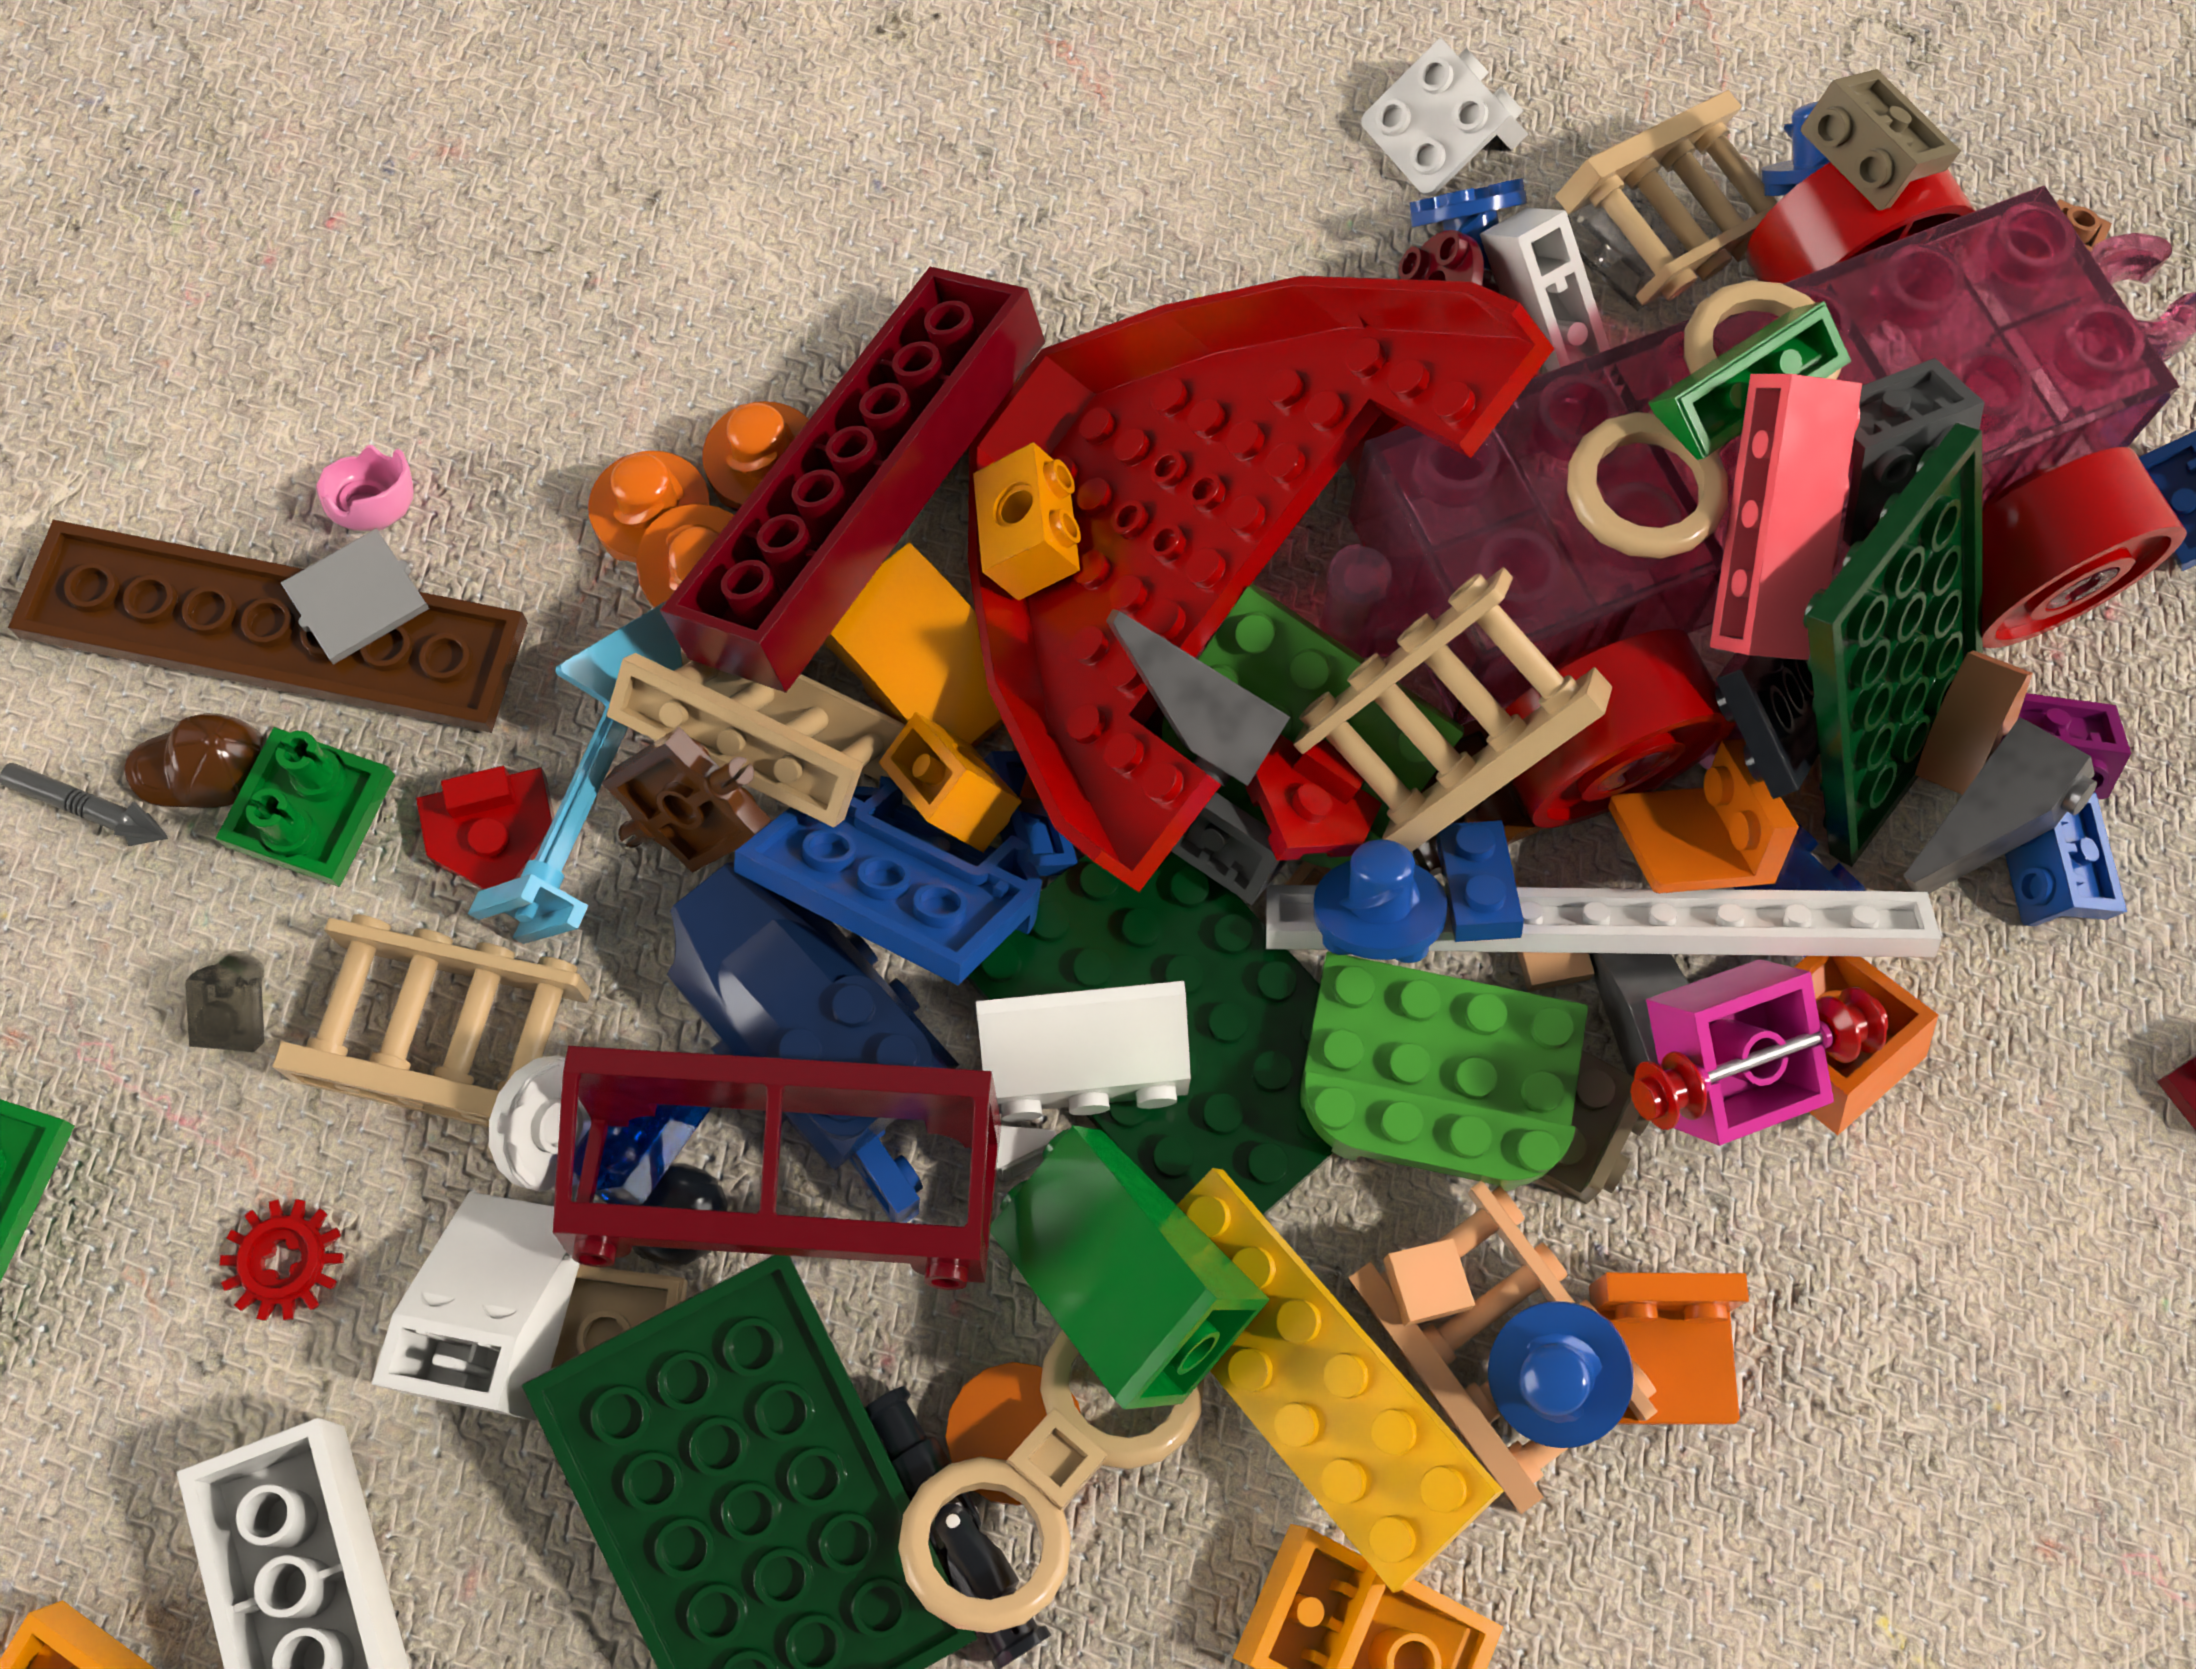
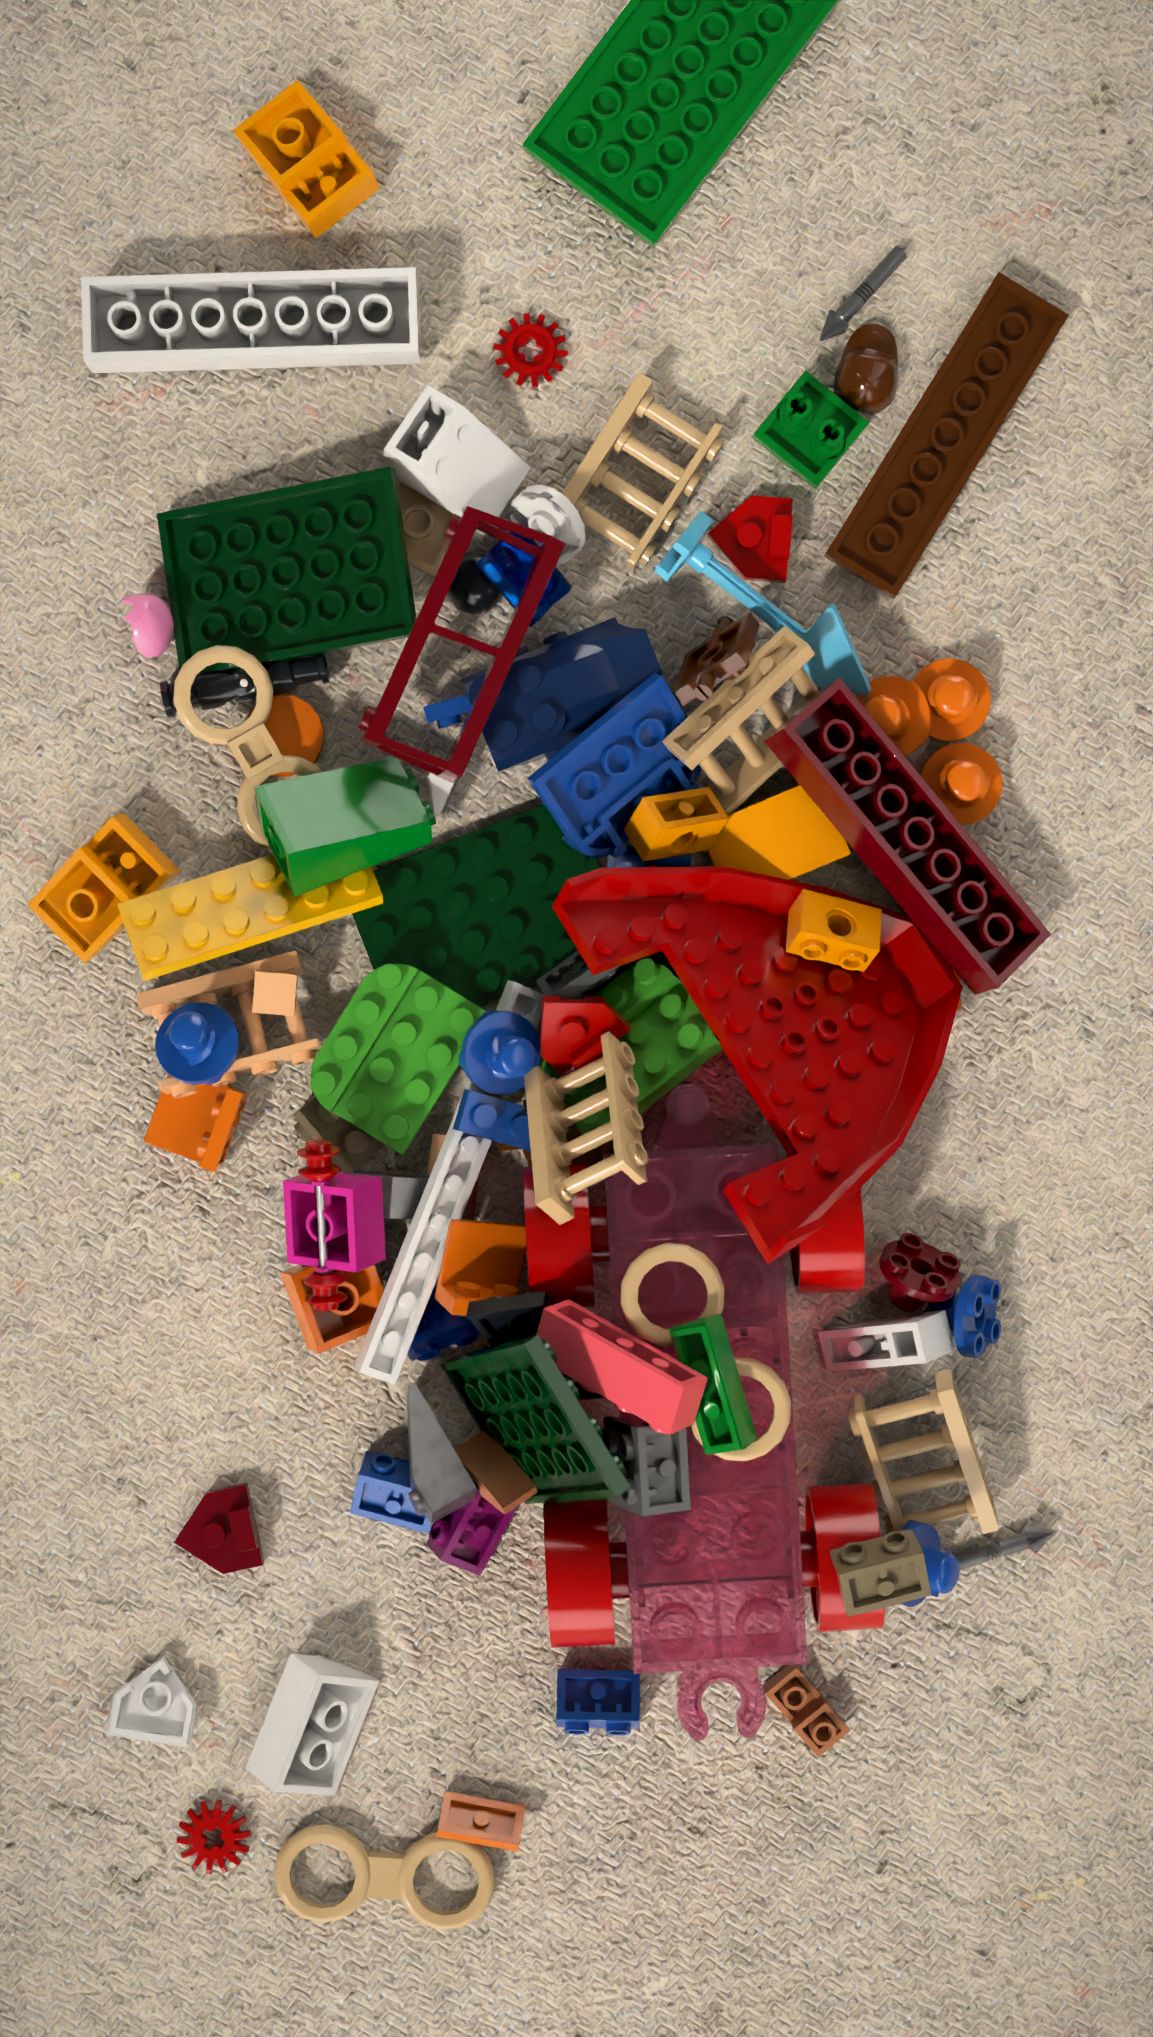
camera: 110 degrees right, 20 degrees up
(226, 1003) = (697, 354): clear smoke plate -> none
(354, 596) = (942, 494): light grey piece -> none
(366, 490) = (1021, 520): bright pink hair -> none
(1086, 1049) = (473, 843): white slope -> none
(1205, 709) = (647, 988): flat silver slope -> none
(1441, 117) = (1062, 1336): white bracket -> none
(1711, 78) = (1032, 1538): none -> flat silver piece

